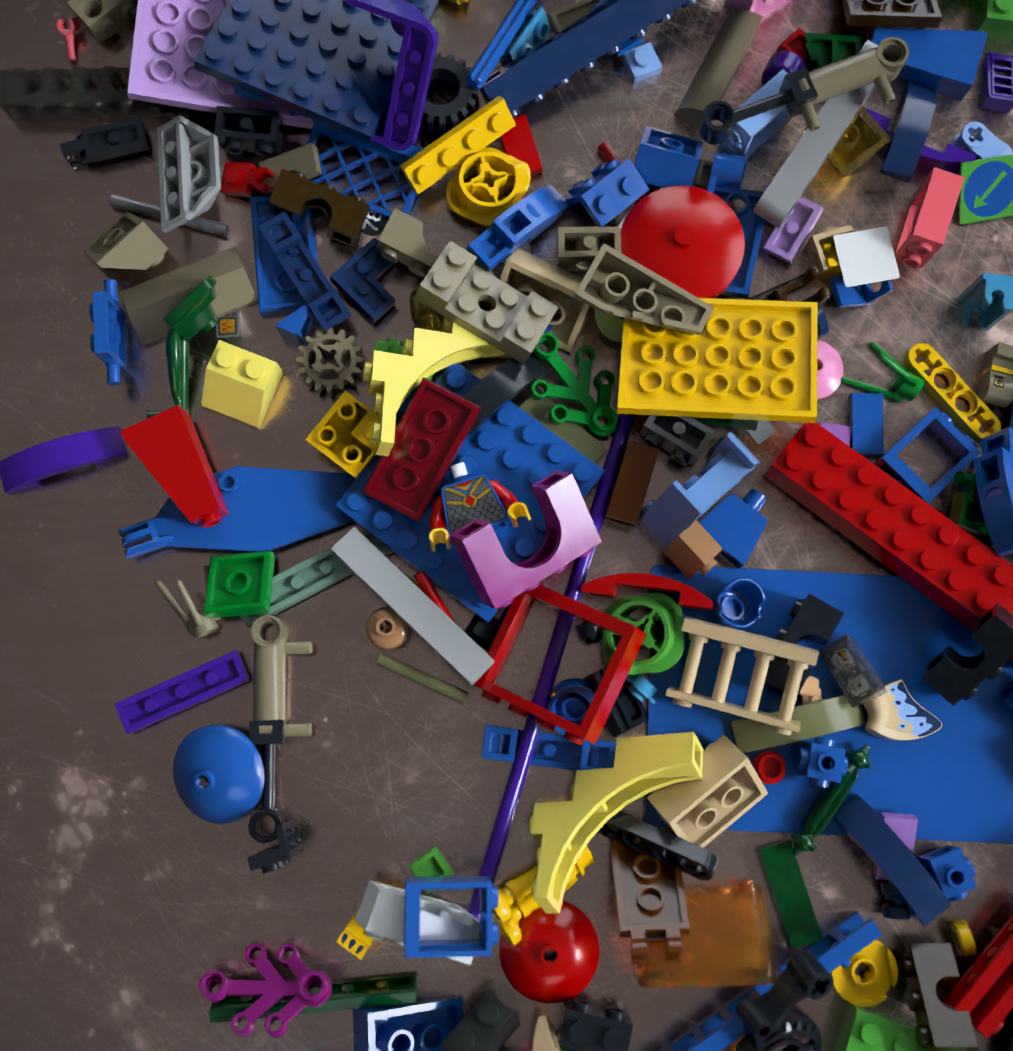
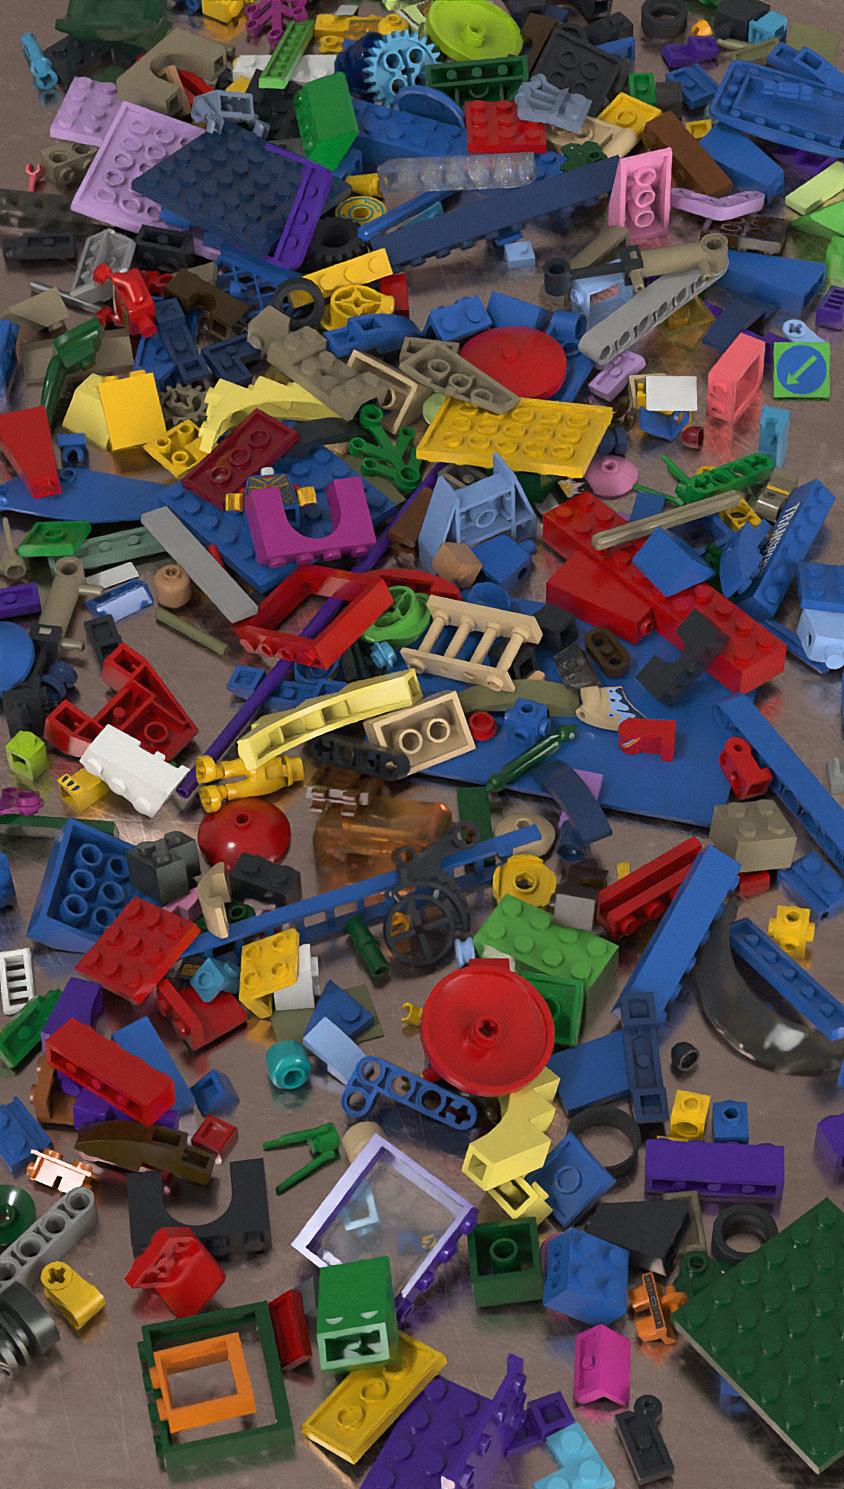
camera: 15 degrees right, 30 degrees down
(221, 436) = (72, 443): none -> blue tile
(233, 229) = (130, 299): none -> red torso
(278, 391) = (131, 410): none -> yellow panel
(293, 899) = (28, 749): none -> lime brick
(296, 782) = (58, 679): none -> dark blue wheel
(313, 612) = (113, 576): none -> white sticker
(332, 649) = (122, 600): none -> slope
(334, 715) = (102, 637): none -> black slope
(346, 178) = (236, 289): none -> blue hinge
(396, 834) = (140, 709): none -> red wedge
(421, 177) = (307, 285): none -> black tyre
(449, 948) = (166, 722): blue window -> none
(461, 19) = (360, 206): none -> yellow tile
(824, 891) = (523, 820): none -> tan dish
(854, 565) = (599, 598): none -> red slope
(878, 637) = (611, 656): none -> dark brown plate
(891, 302) = (693, 437): none -> dark red hinge
(910, 457) = (666, 520): none -> dark tan axle
(938, 528) = (671, 563): none -> blue slope
(944, 750) = (647, 736): none -> red leg
(950, 871) = (625, 823): blue brick -> none
(953, 365) = (704, 486): none -> green beam

